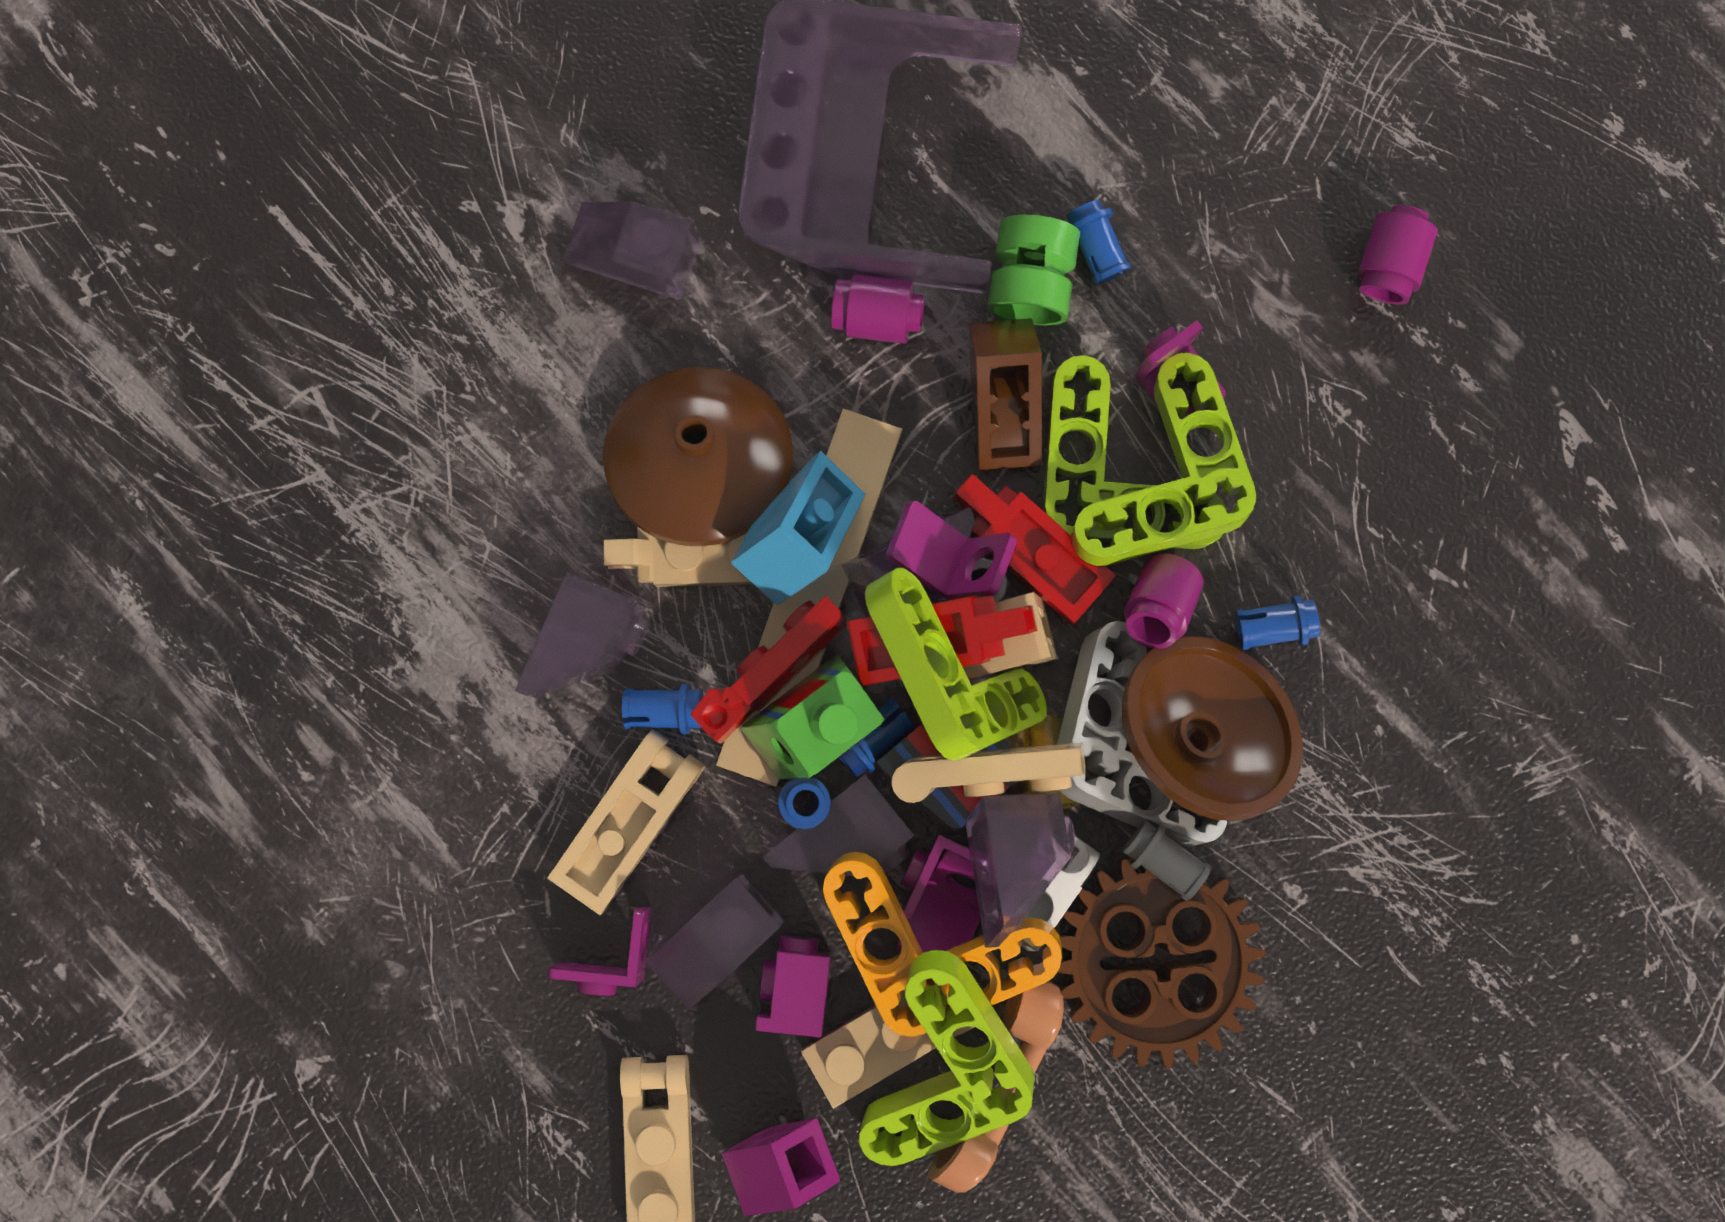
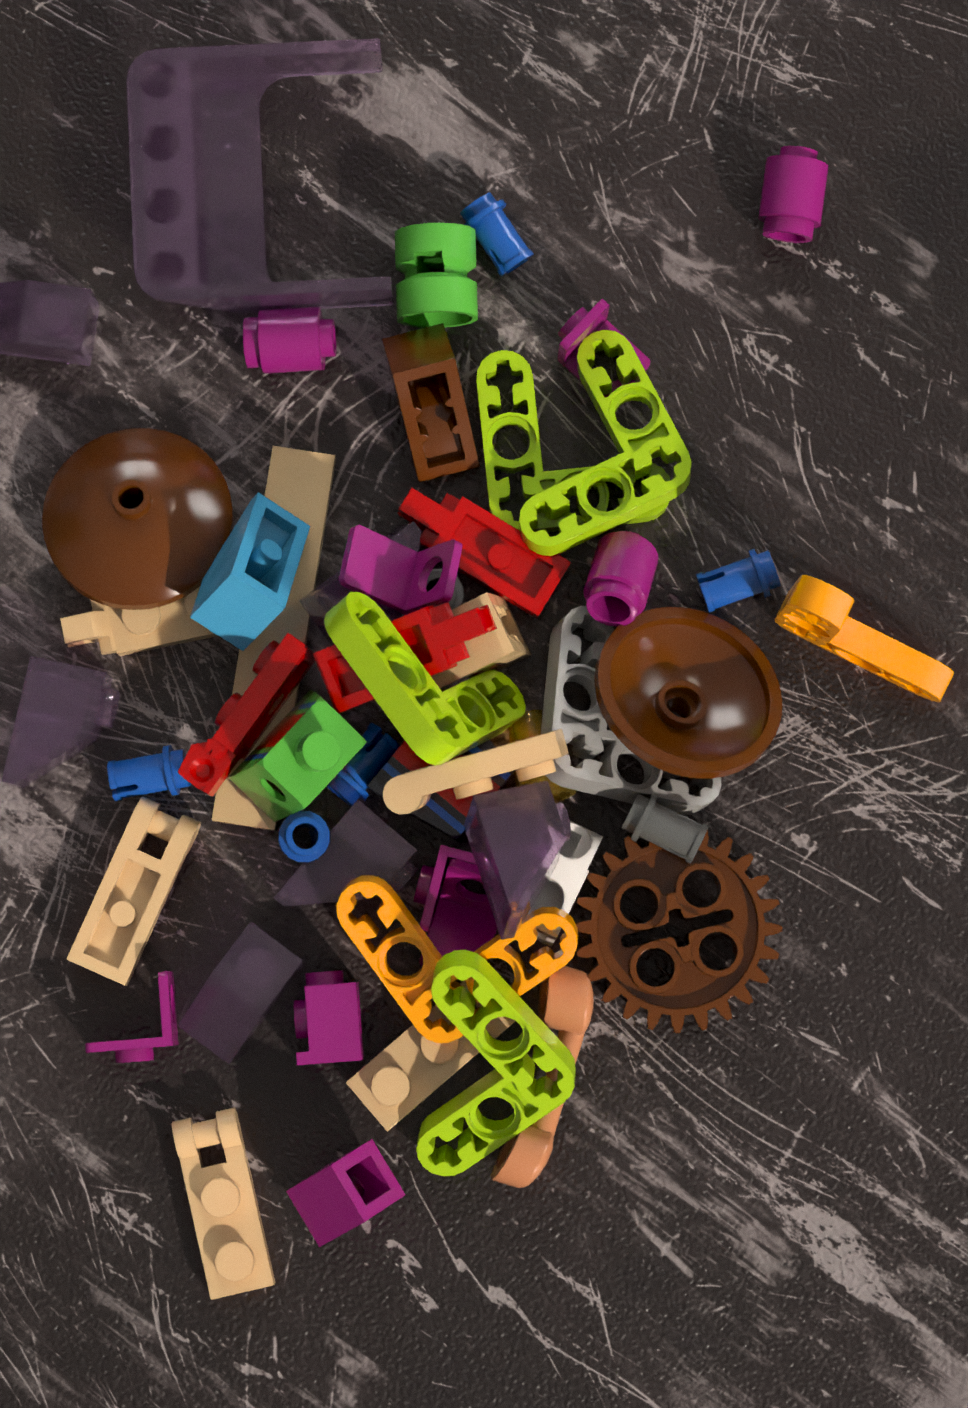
camera: 15 degrees left, 0 degrees up
(1367, 680) = (821, 617): none -> light orange beam

